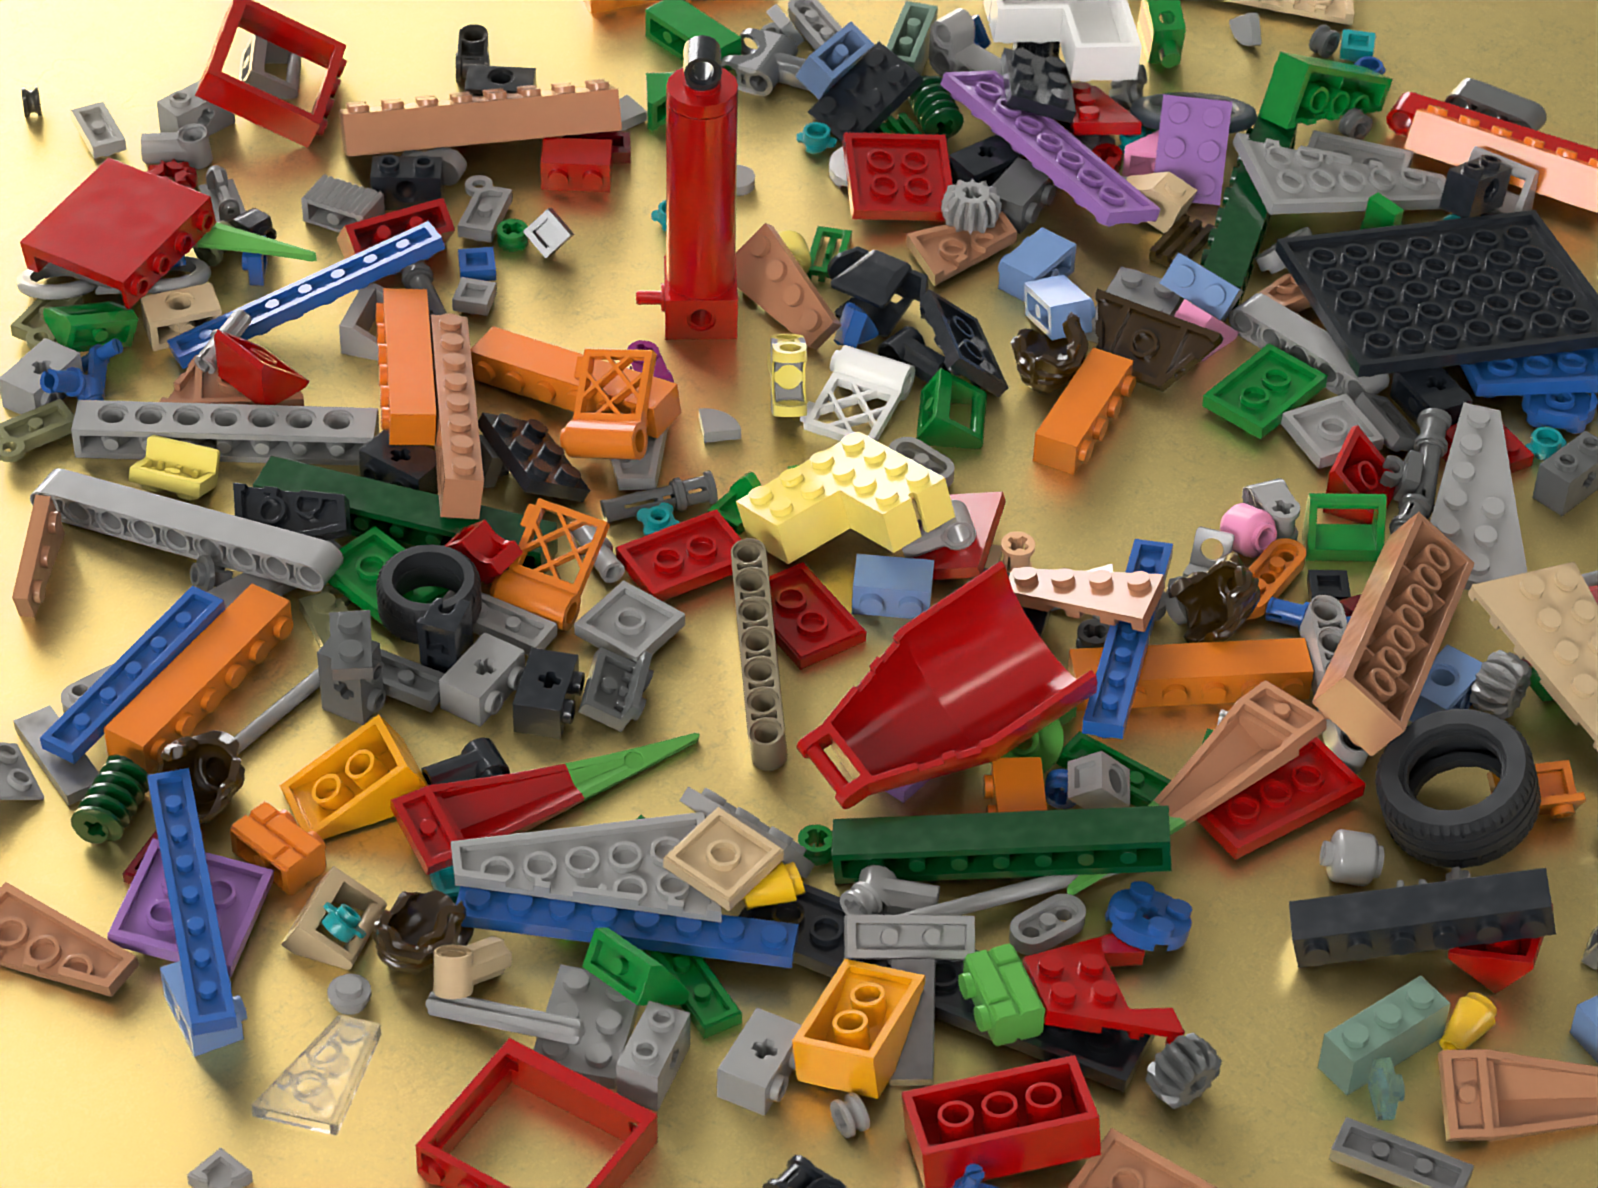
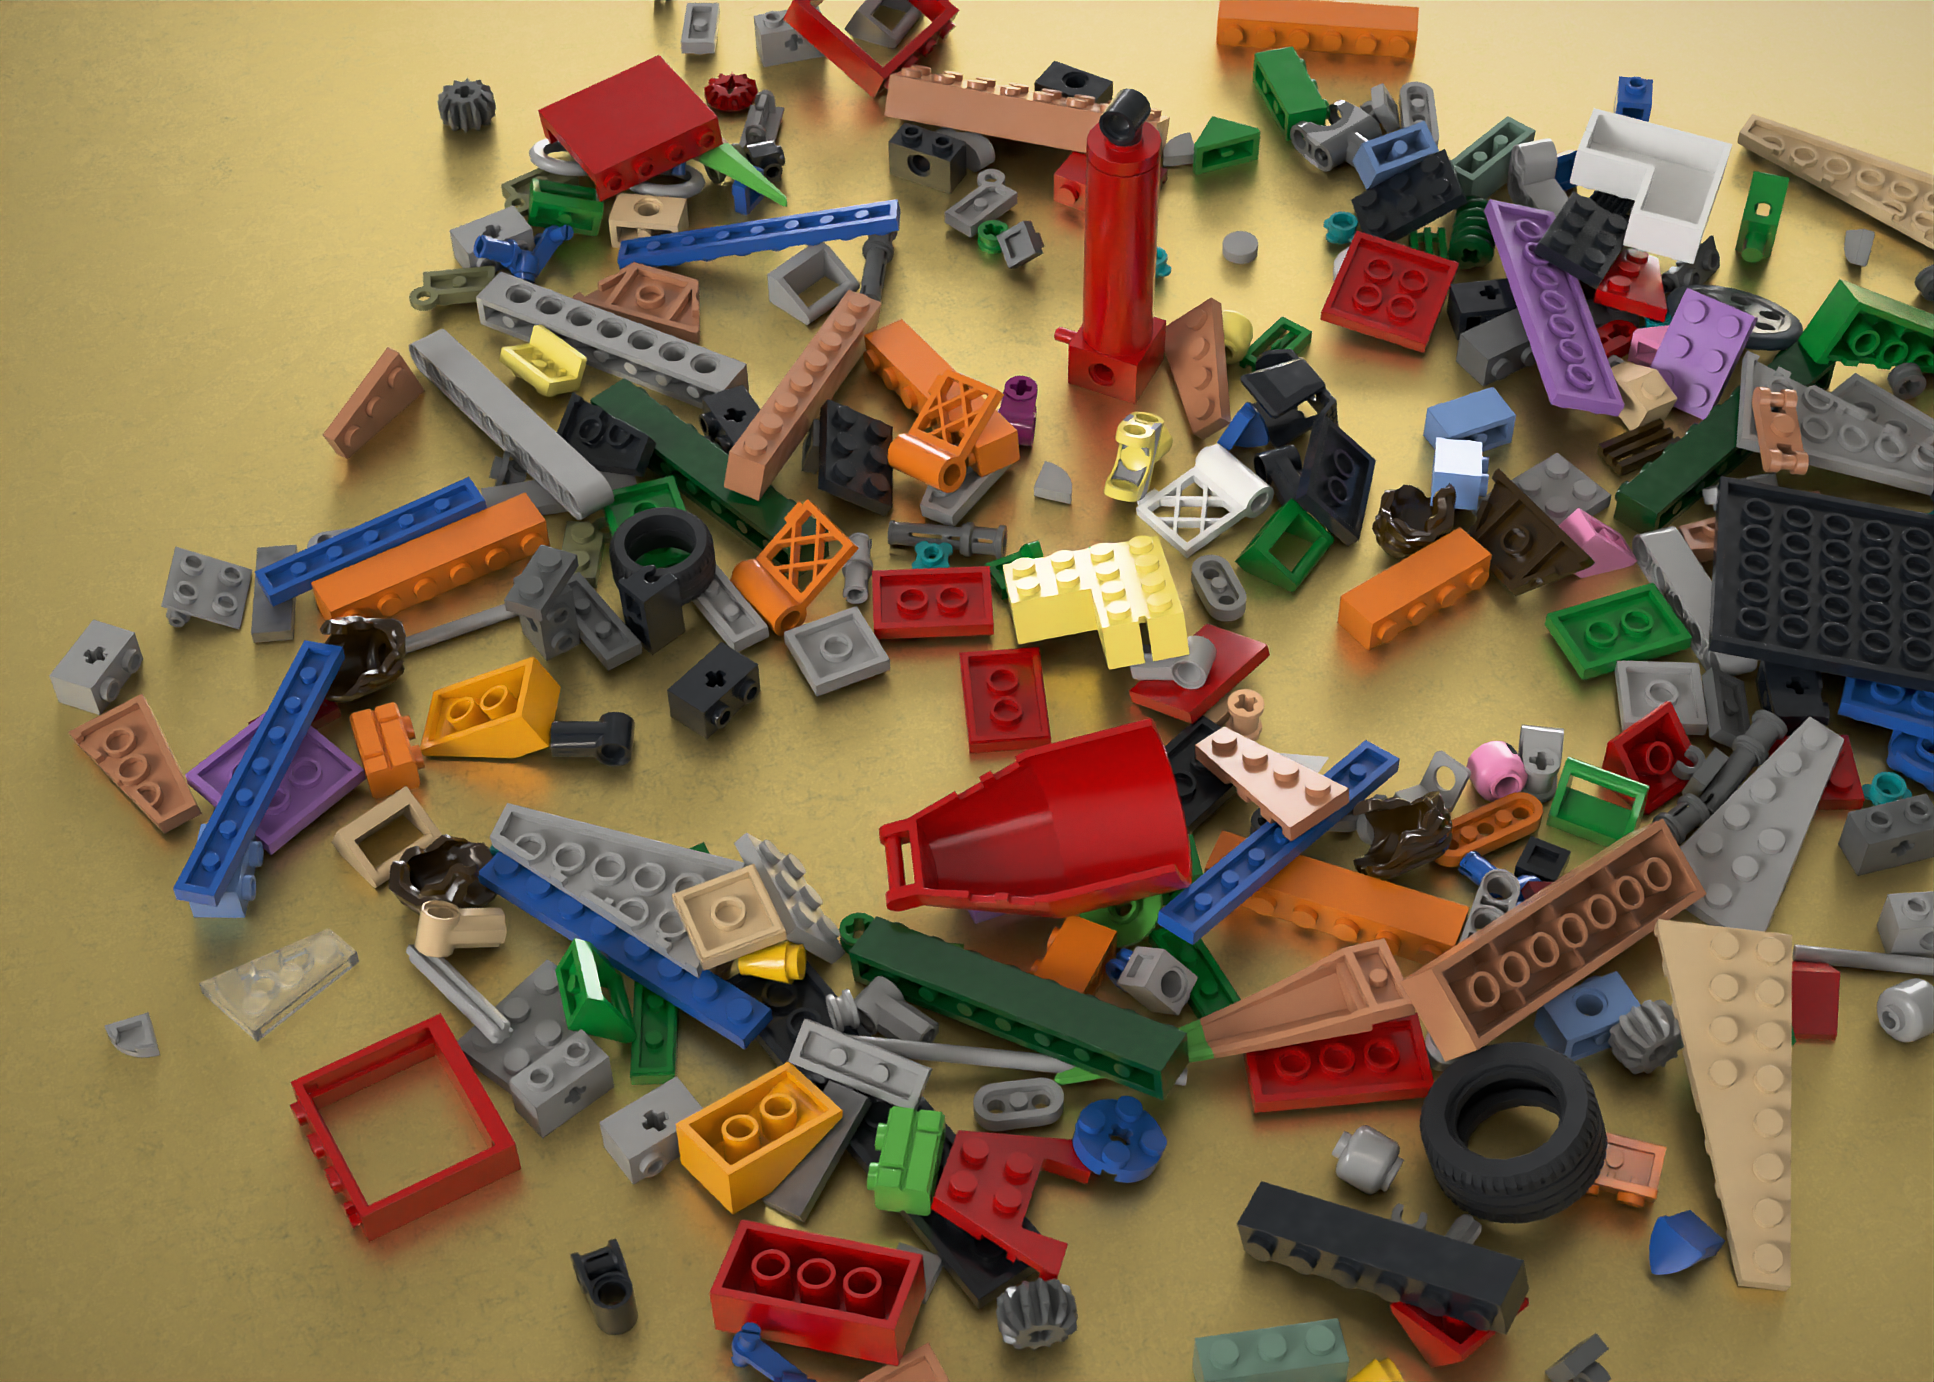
camera: 30 degrees right, 5 degrees up
(110, 801) = (274, 650): dark green piece -> none
(188, 144) = (761, 63): light grey piece -> none
(234, 325) = (656, 256): light grey axle -> none
(255, 370) = (669, 292): red slope -> none
(337, 203) = (858, 163): light grey brick -> none
(342, 922) = (383, 842): teal plate -> none
(349, 993) = (353, 911): light grey plate -> none
(372, 231) = (913, 197): red brick -> none
(406, 367) = (792, 328): orange brick -> none
(472, 49) = (1073, 47): black piece -> none
(474, 296) = (916, 284): light grey plate -> none
(477, 263) = (939, 255): blue plate -> none
(482, 679) = (664, 654): light grey brick -> none
(485, 549) = (735, 534): red brick -> none
(513, 800) = (603, 786): red plate -> none
(616, 688) = (775, 708): dark grey bracket -> none
(758, 655) = (927, 721): dark tan beam -> none
(849, 1115) = (699, 1219): light grey bush -> none
(892, 586) = (1101, 698): medium blue brick -> none
(947, 252) = (1410, 378): nougat wing -> none
(971, 206) = (1434, 343): light grey gear -> none
(1201, 287) = (1611, 500): medium blue brick -> none
(1300, 189) = (1779, 431): none -> nougat plate
(1381, 213) = (1866, 485): green tile -> none

